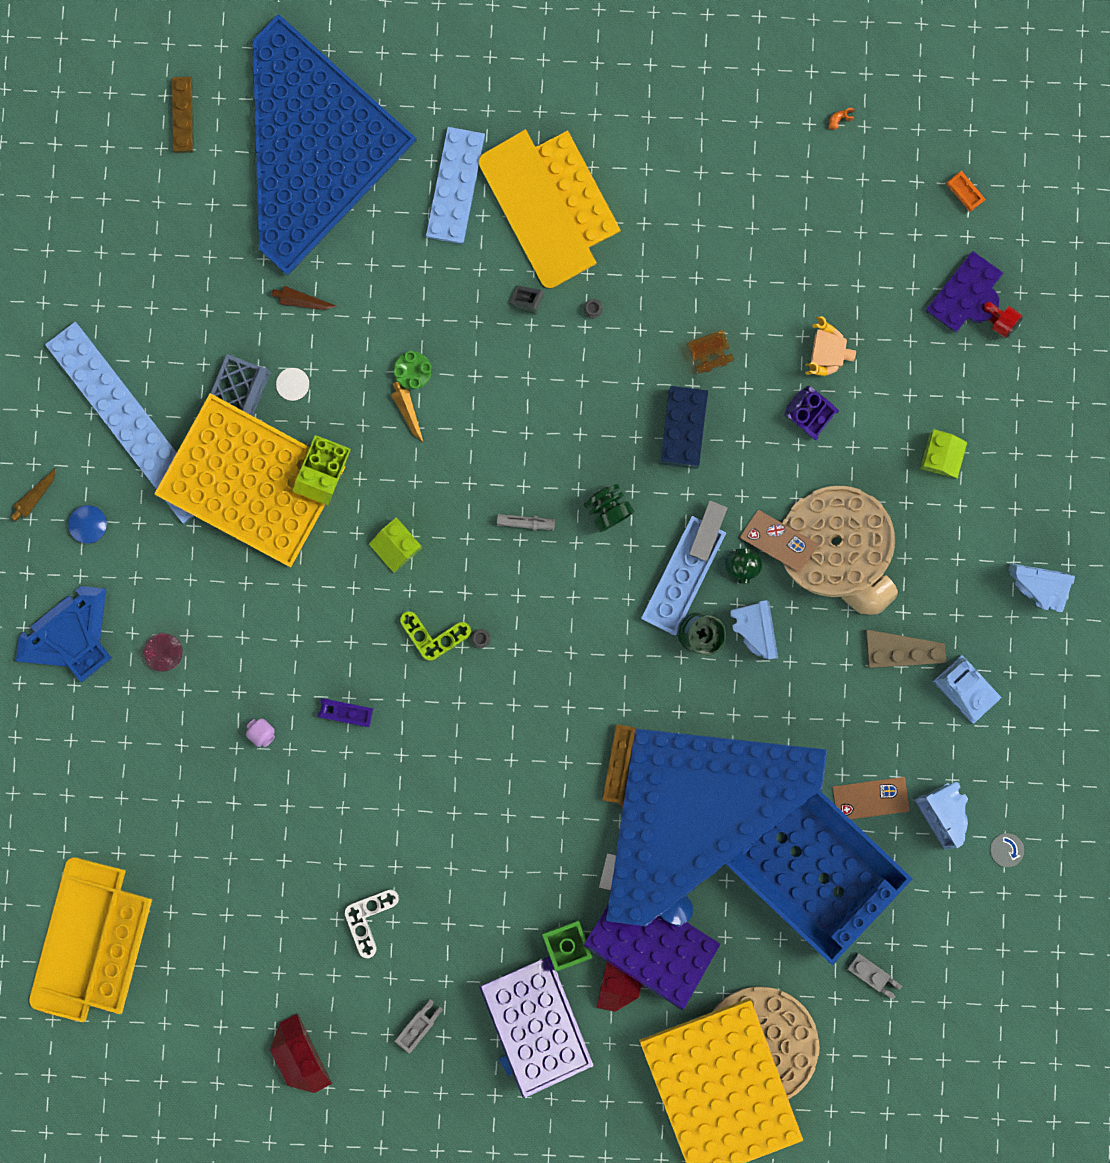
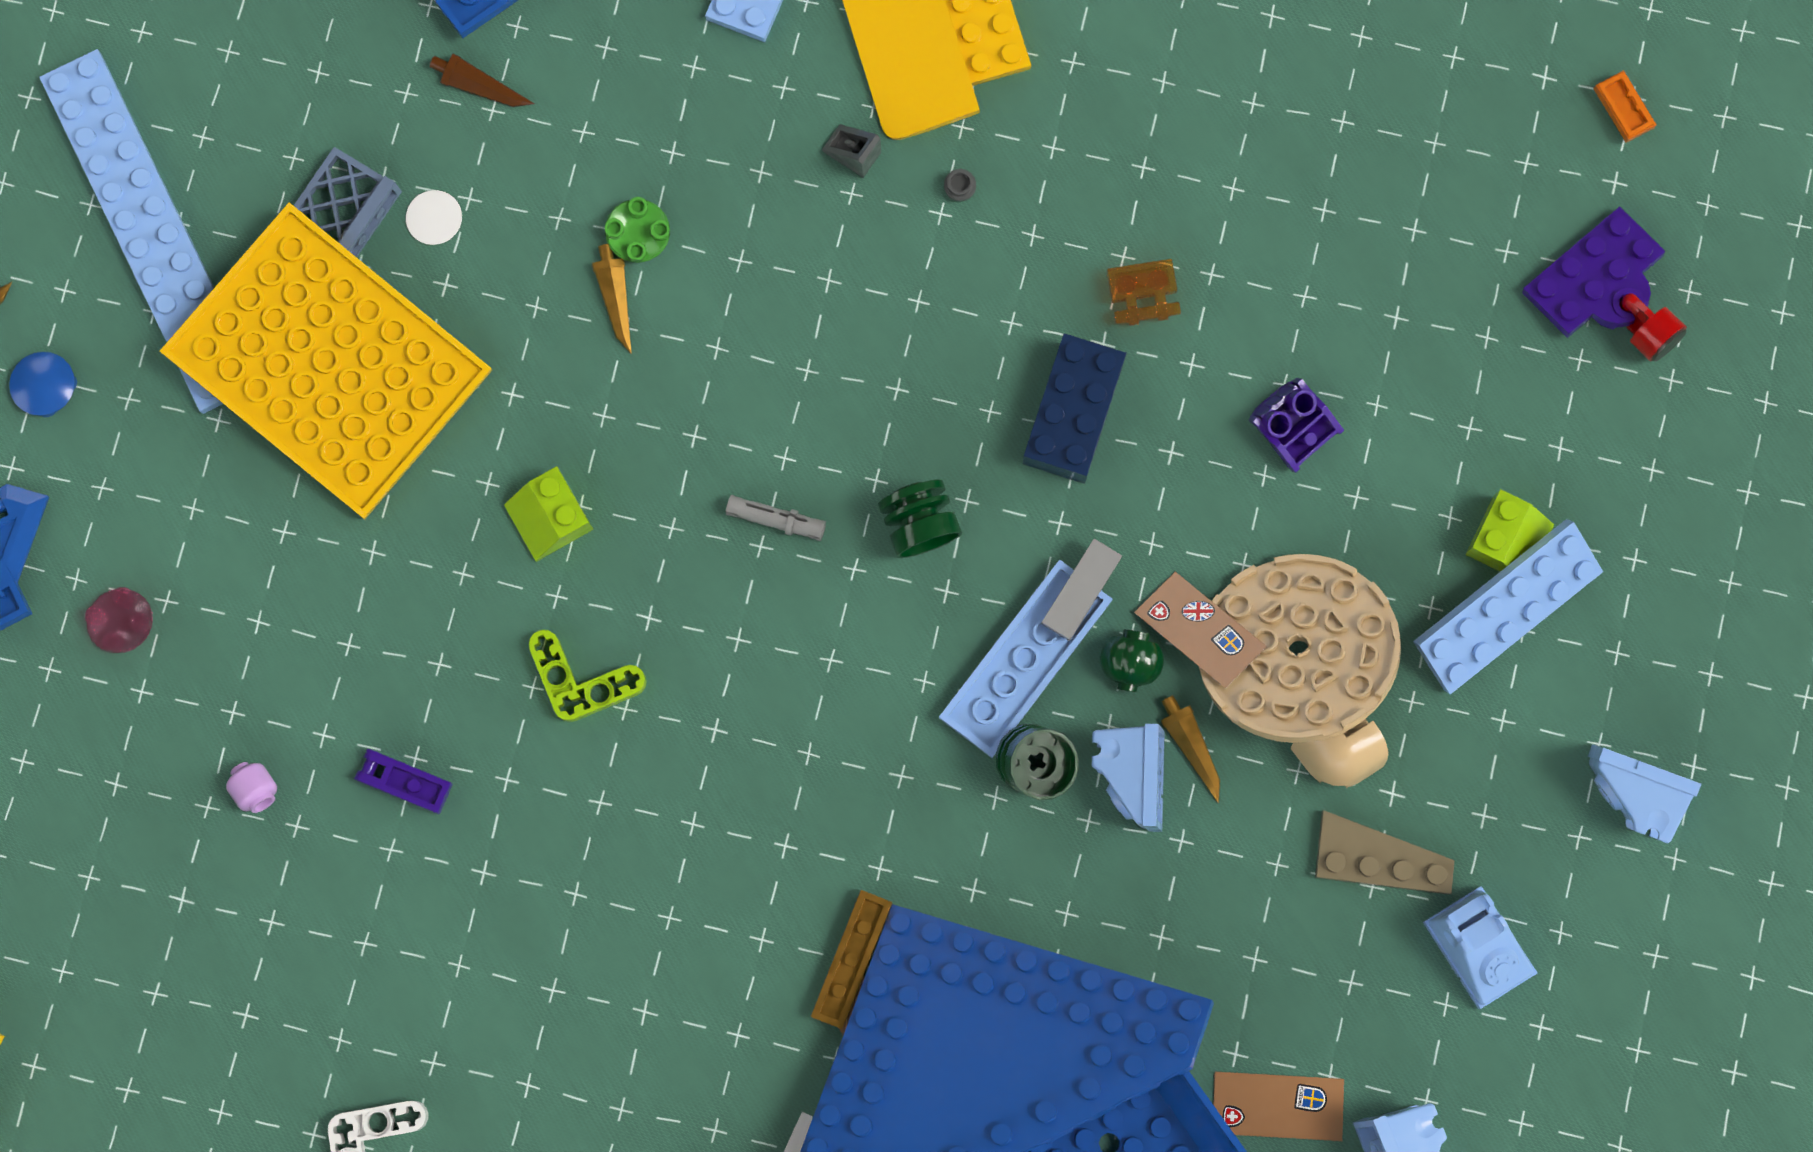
camera: 15 degrees right, 5 degrees down
(321, 470) = (447, 365): lime slope -> none
(480, 638) = (659, 699): dark grey plate -> none
(784, 604) = (1187, 735): none -> pearl gold bar
(828, 350) = (1344, 324): light nougat torso -> none
(949, 494) = (1508, 606): none -> light blue plate

